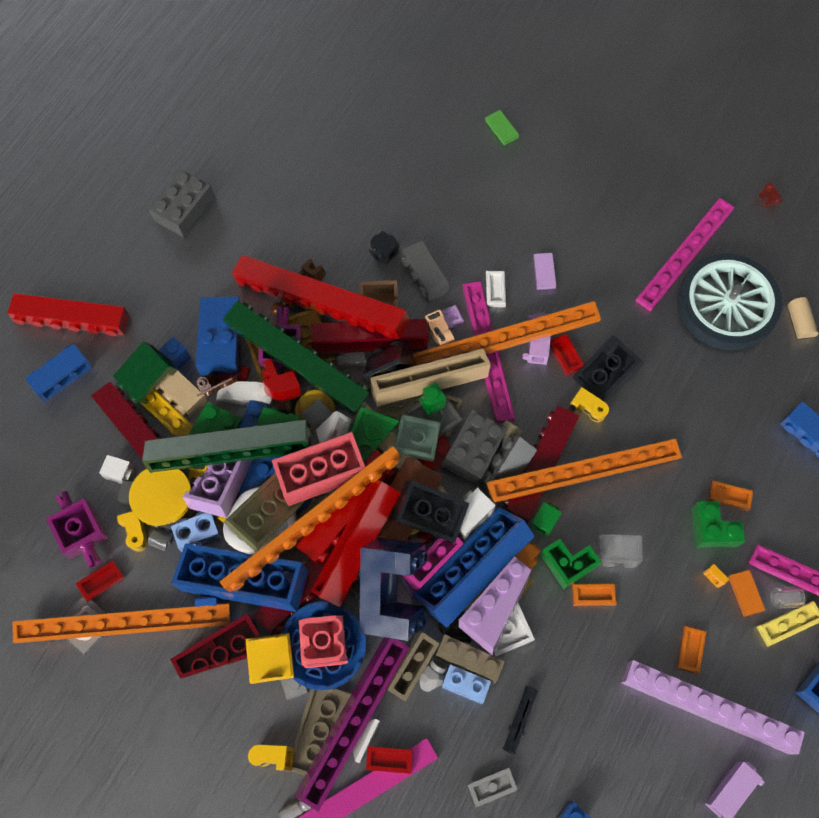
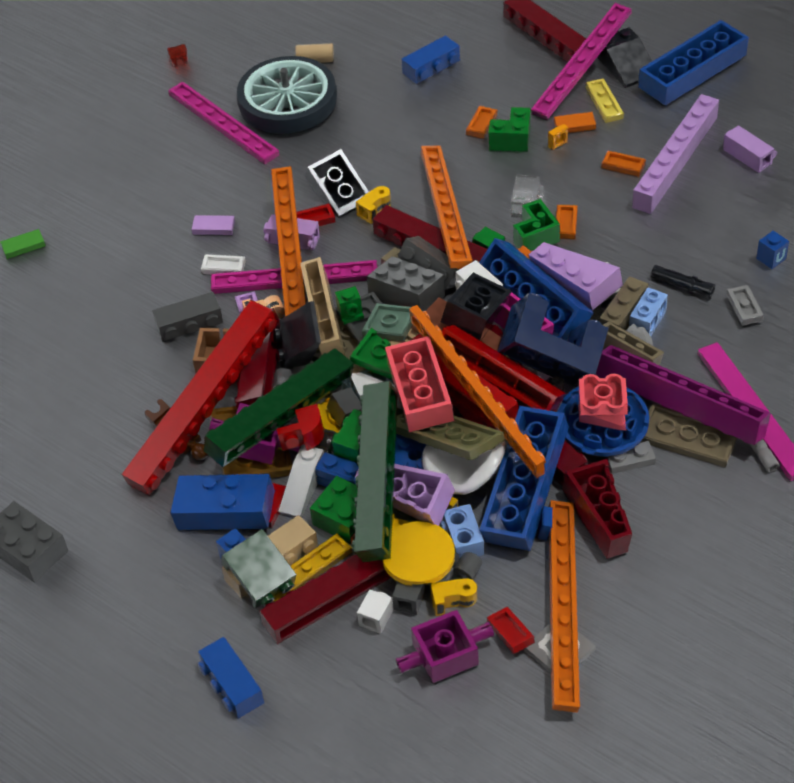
camera: 80 degrees left, 20 degrees down
(68, 314) = (149, 670): red brick -> none
(210, 384) = (290, 496): reddish brown hinge -> none
(269, 658) = (614, 457): yellow piece -> none
(269, 754) = (712, 475): yellow leg -> none
(383, 247) = (147, 350): black brick -> none
(389, 760) = (719, 373): red tile -> none
(787, 597) = (582, 96): clear brick -> none

